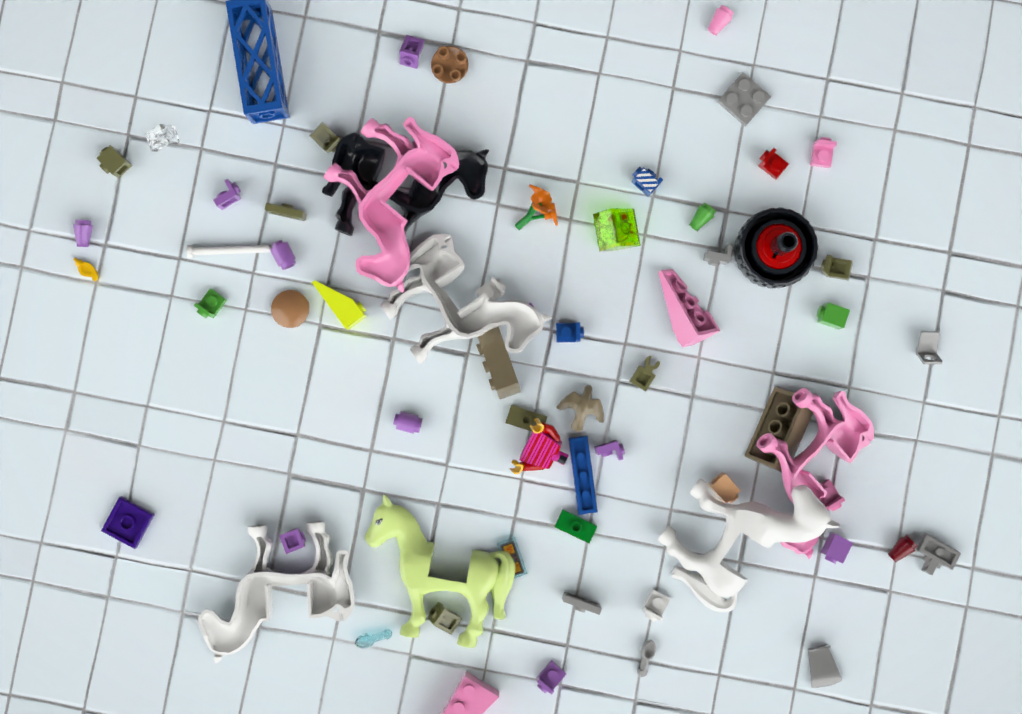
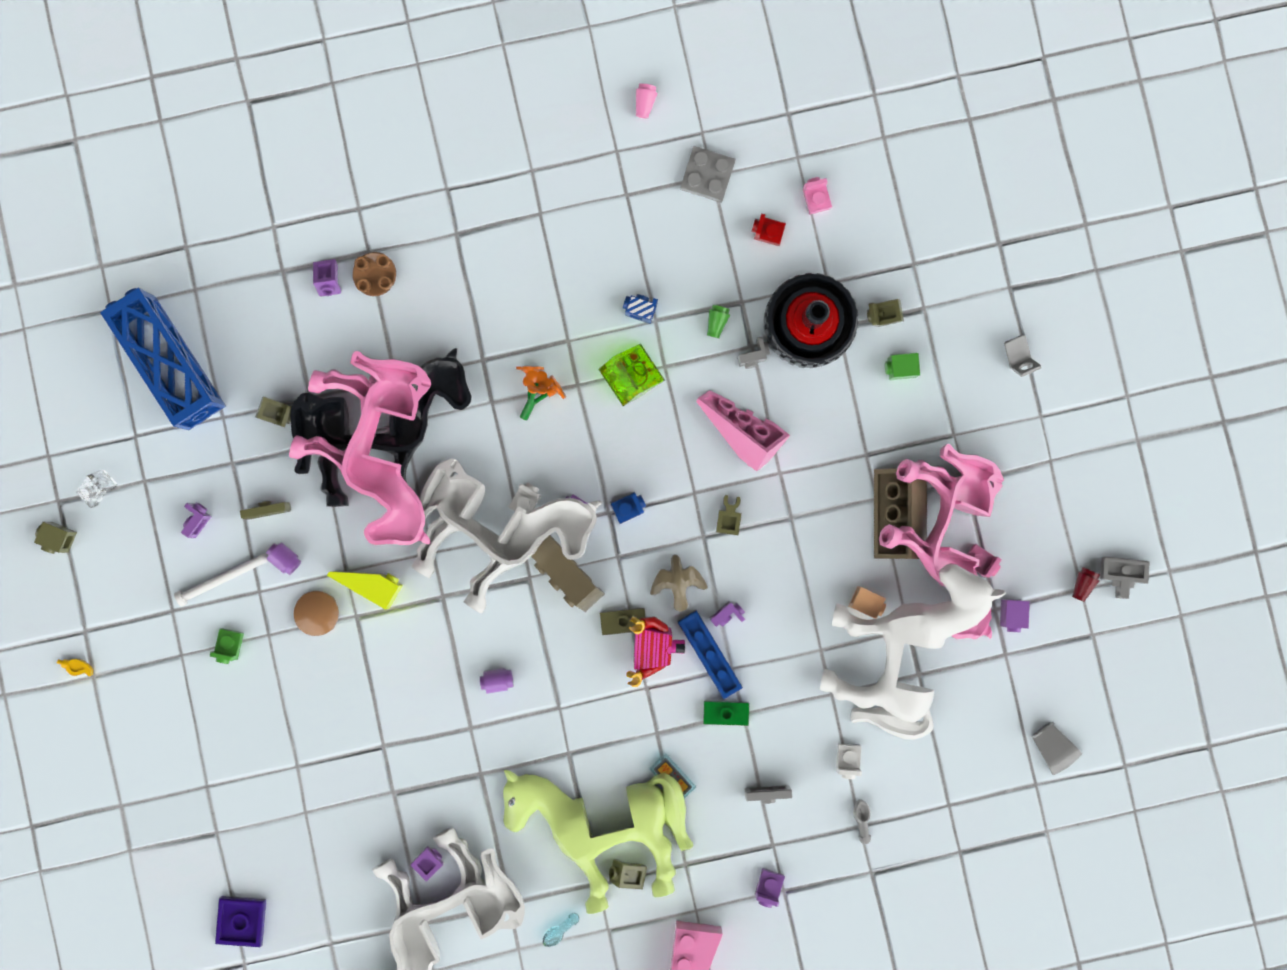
camera: 20 degrees left, 0 degrees up
(82, 232) = (54, 629): medium lavender cone -> none

